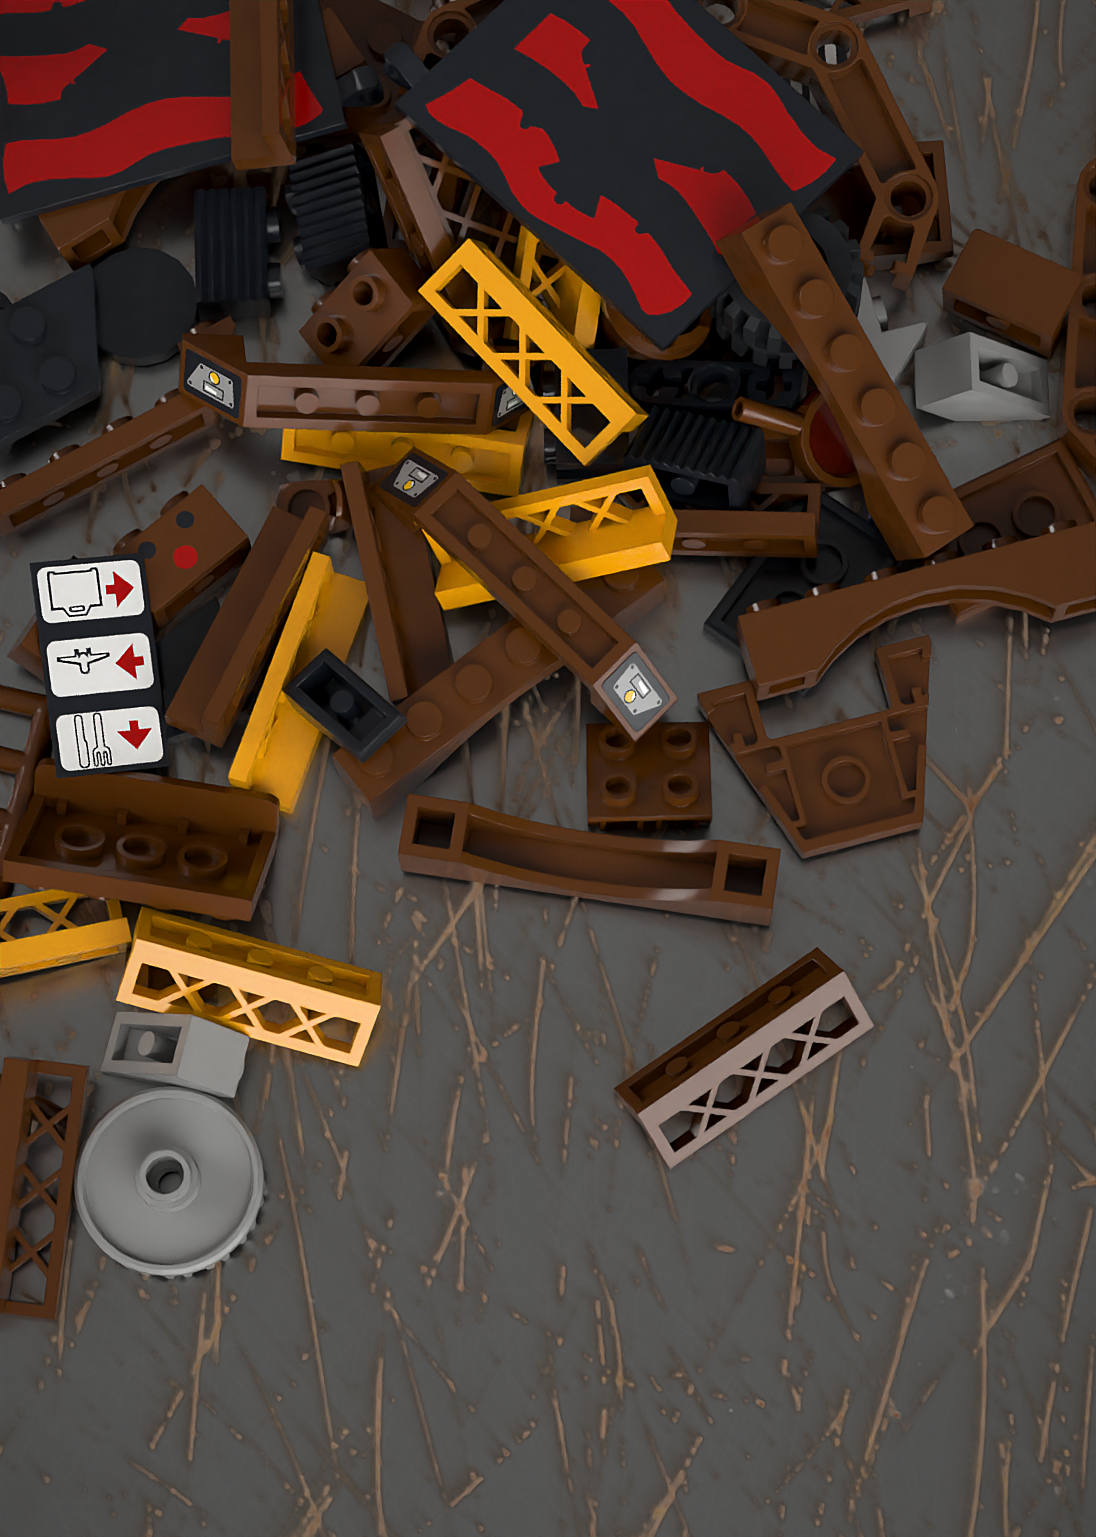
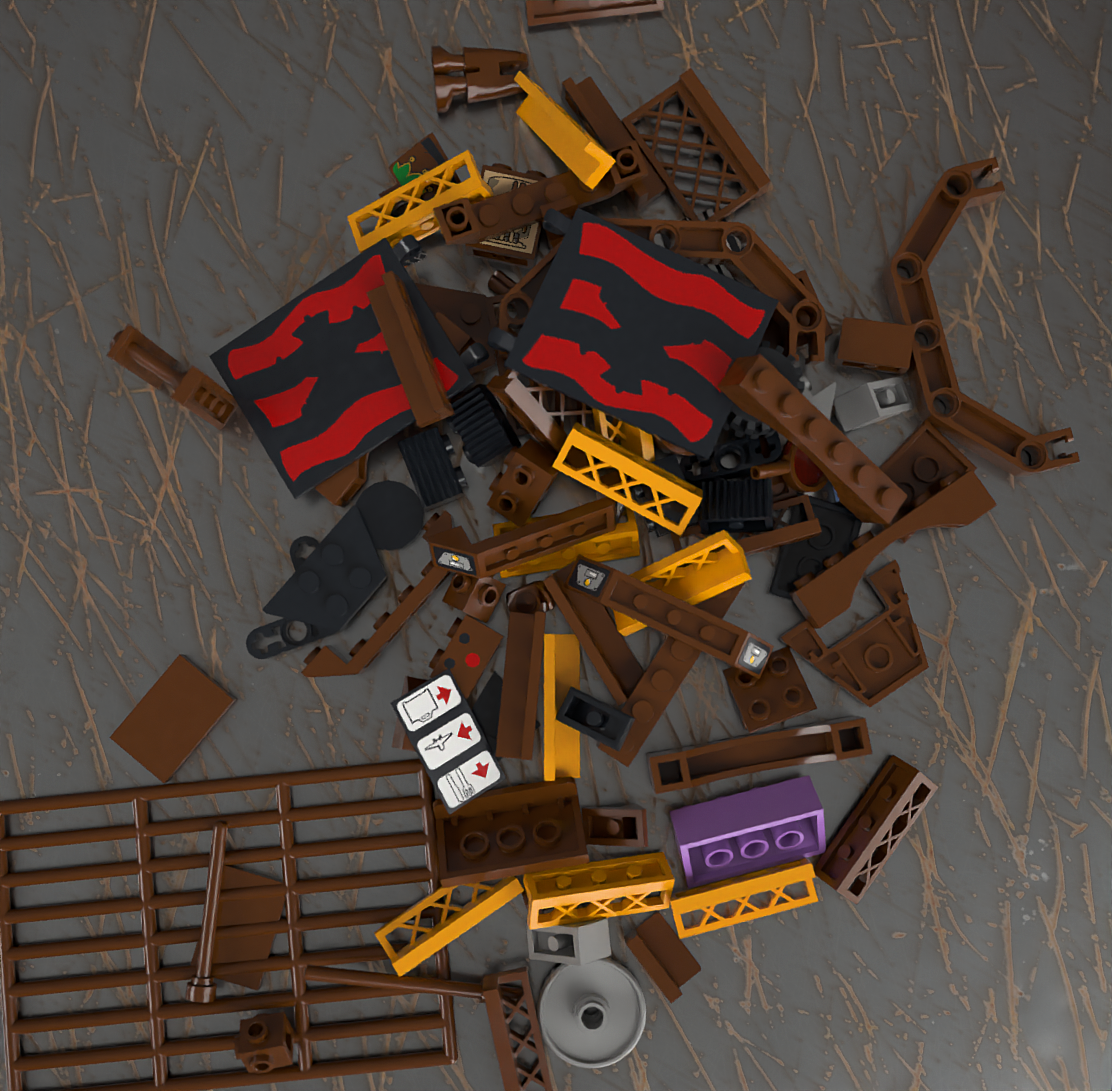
camera: 25 degrees left, 10 degrees up
(229, 460) = (474, 595): none -> reddish brown brick
(315, 896) = (615, 826): none -> reddish brown slope
(320, 1136) = (662, 955): none -> reddish brown panel
(485, 1066) = (740, 889): none -> light orange fence
(530, 985) = (749, 831): none -> medium lavender slope

